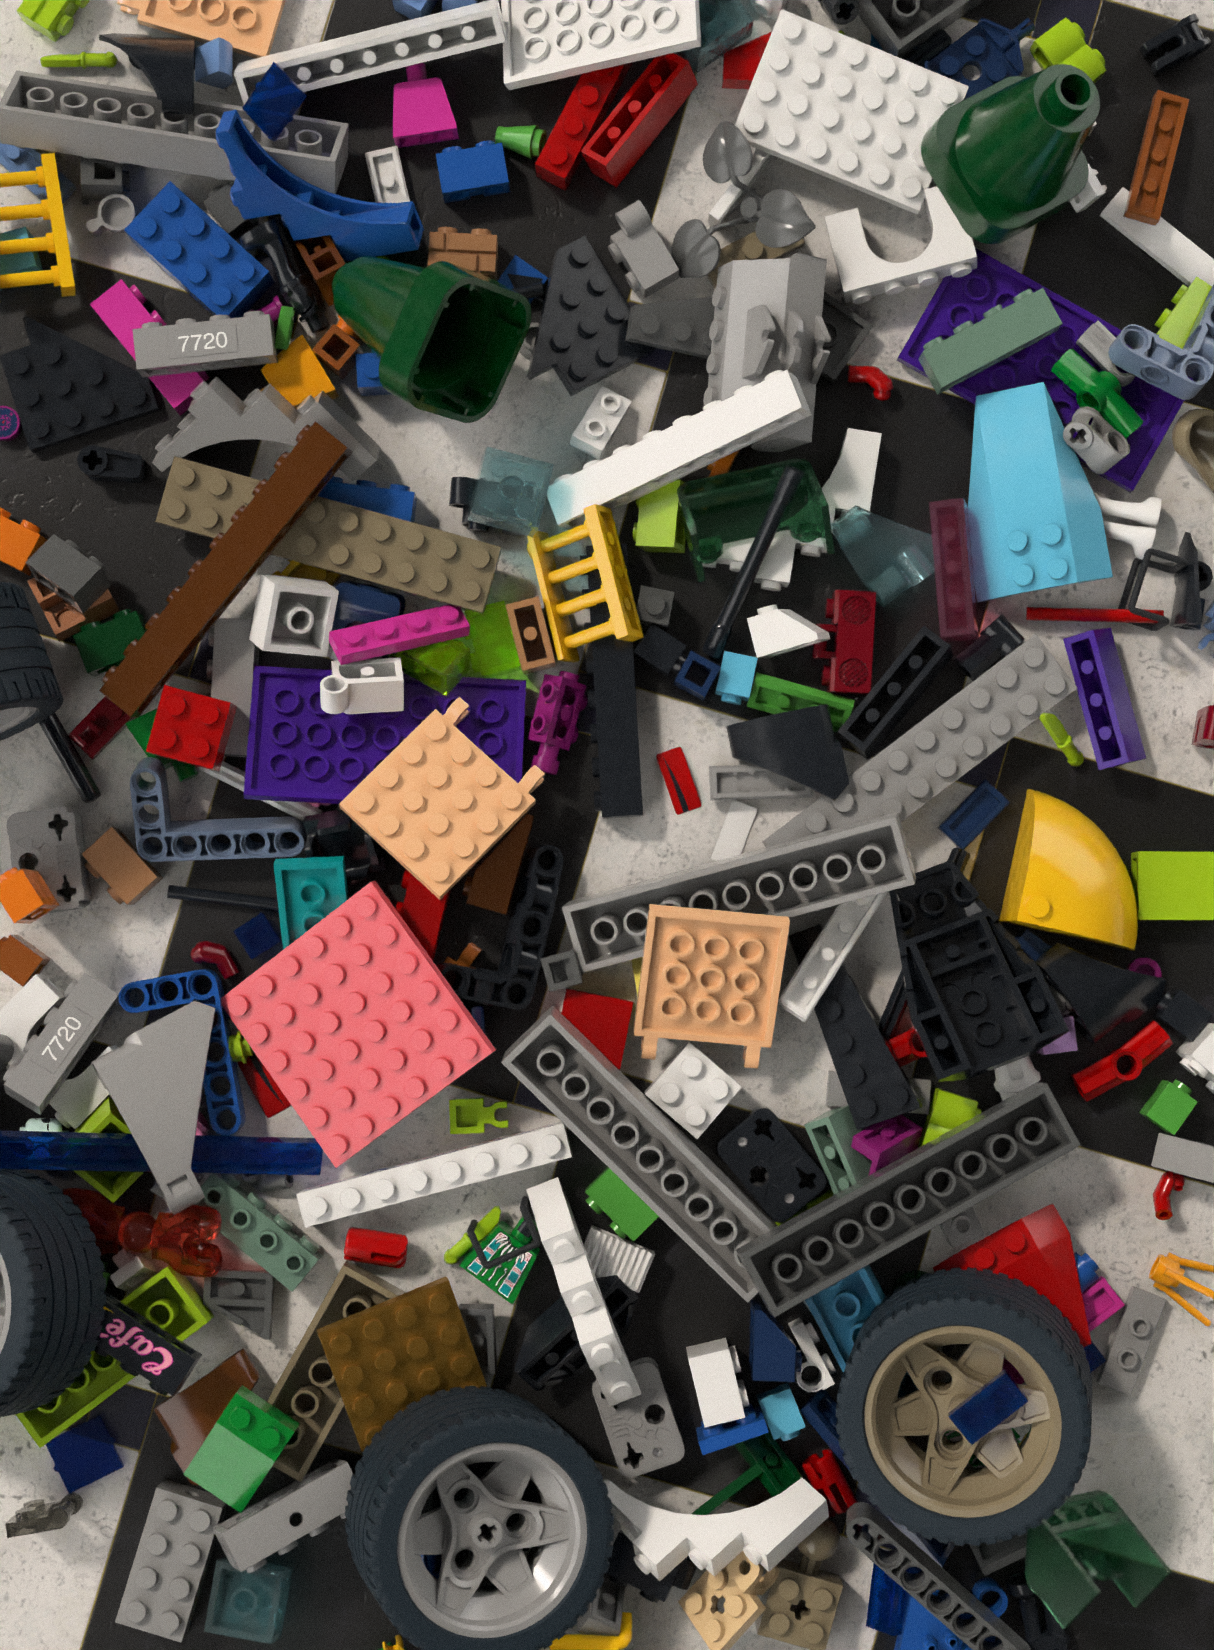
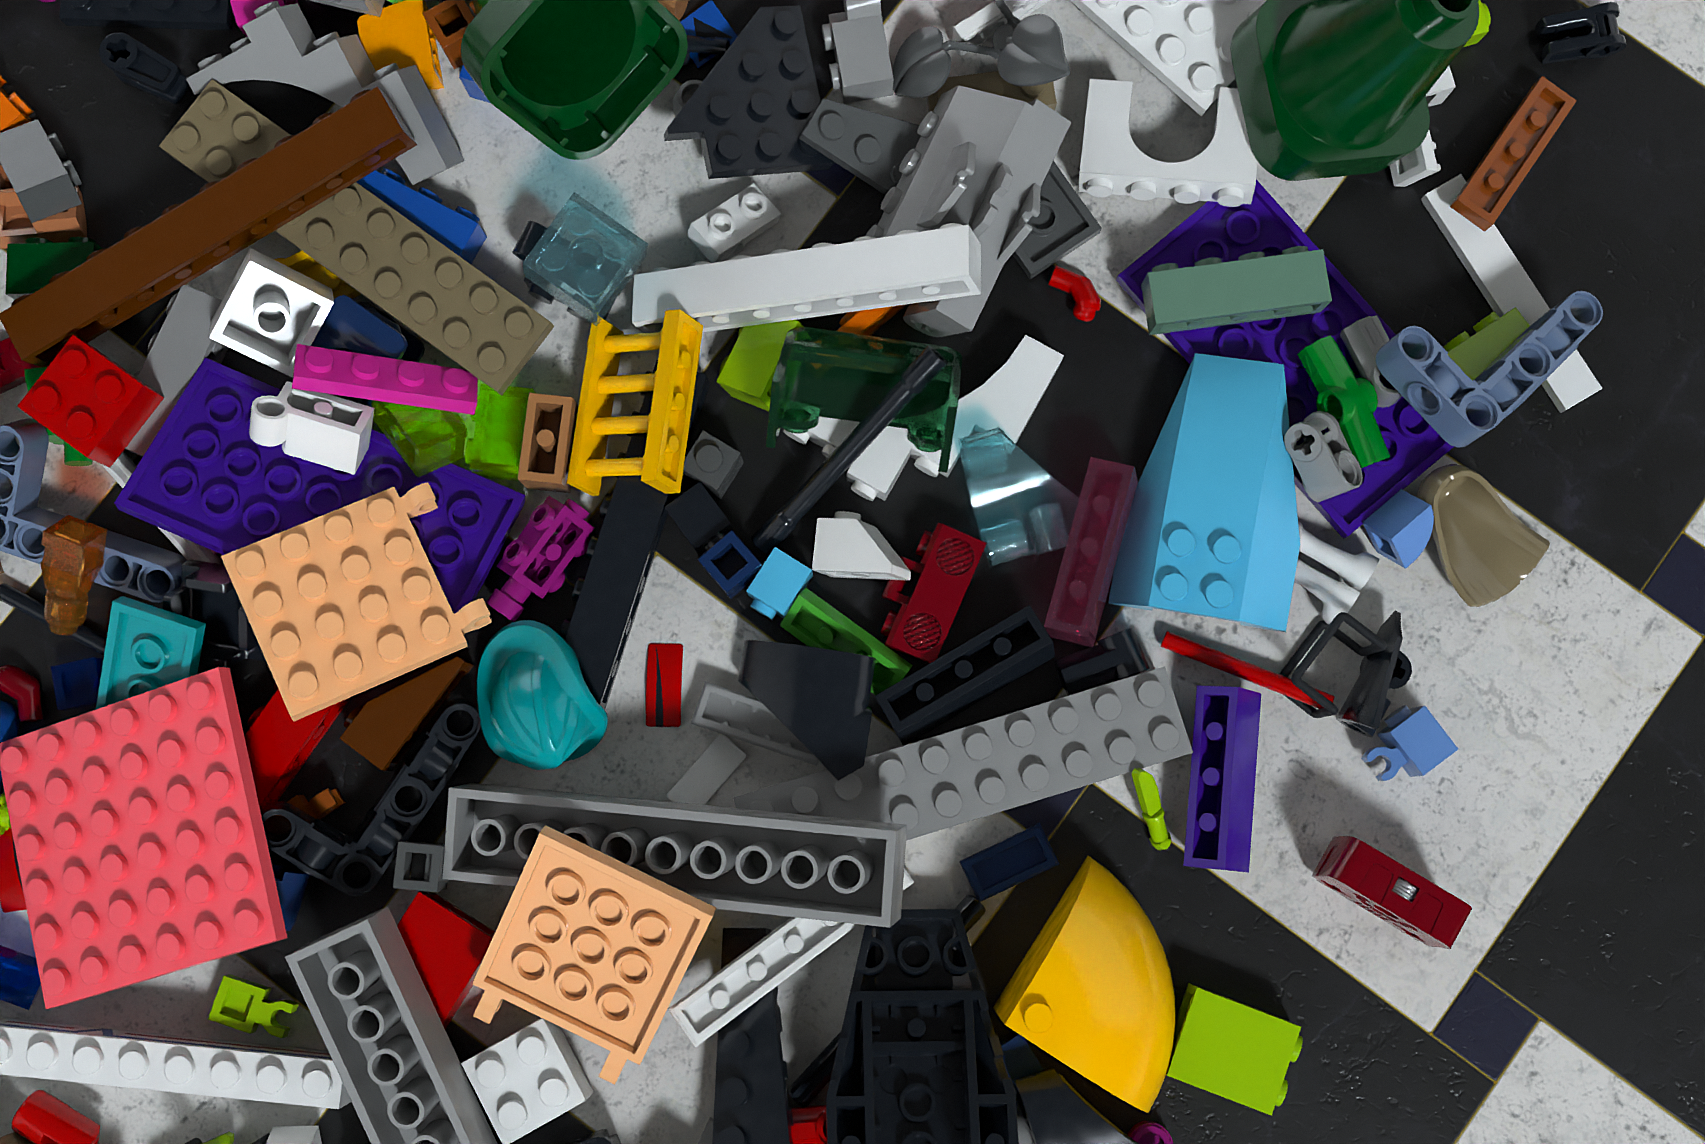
camera: 20 degrees right, 5 degrees down
(226, 857) = (69, 569): none -> clear orange piece
(593, 822) = (535, 698): none -> teal piece
(1169, 470) = (1401, 528): none -> medium blue brick

